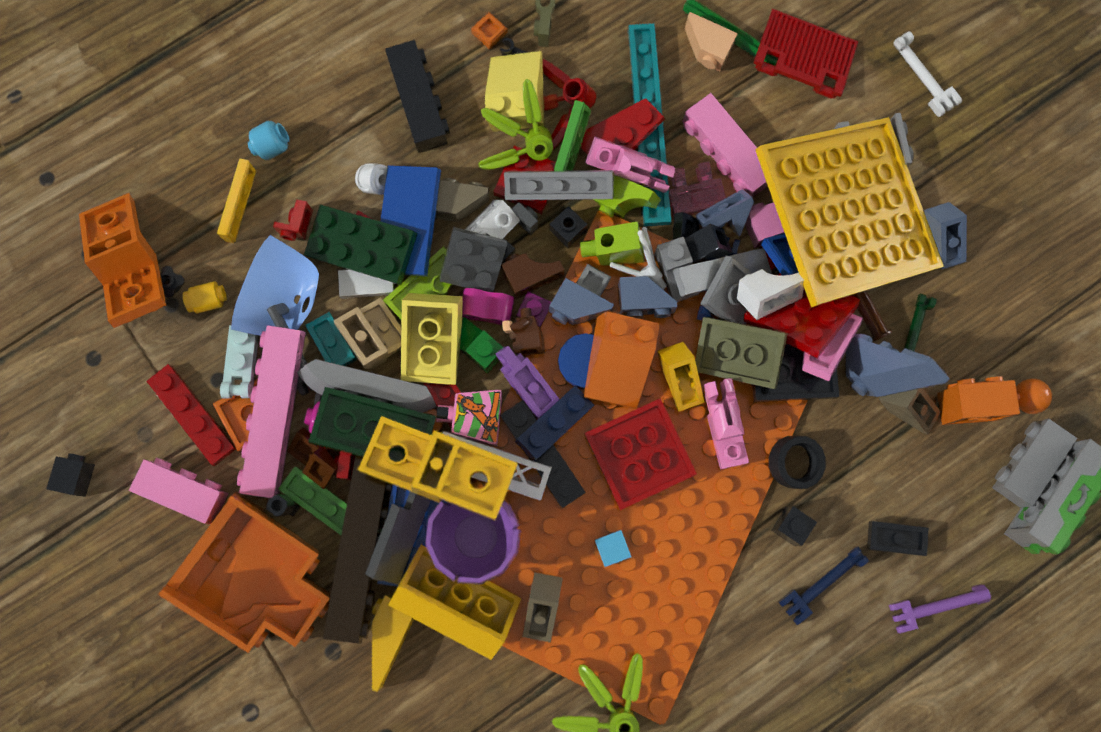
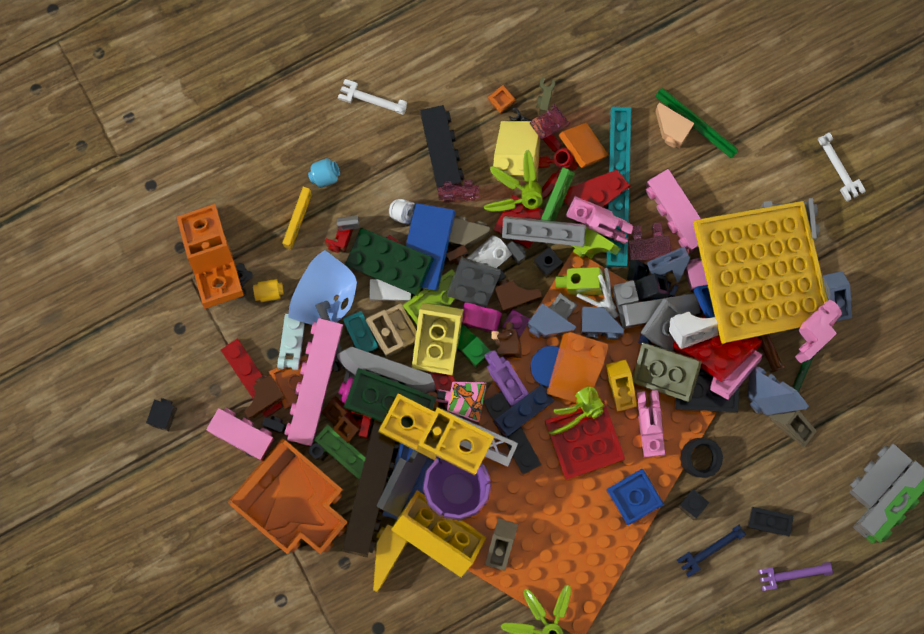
camera: 10 degrees right, 0 degrees up
(206, 436) = (266, 396): none -> reddish brown arch
(222, 472) = (274, 424): none -> black plate
(299, 38) = (352, 92): none -> white hinge
(301, 198) = (348, 223): none -> light grey slope
(433, 151) = (467, 192): none -> clear pink plate
(445, 228) = (456, 255): none -> reddish brown plate
(554, 49) = (549, 122): none -> clear pink slope
(598, 74) = (583, 145): none -> orange tile
(612, 548) = (557, 507): medium azure tile -> none
(641, 402) = (589, 403): none -> lime plant
(715, 523) = (635, 497): none -> blue tile
(806, 53) = (747, 141): red window -> none
(932, 279) = (818, 330): none -> bright pink plate
(991, 400) = (853, 425): orange brick -> none

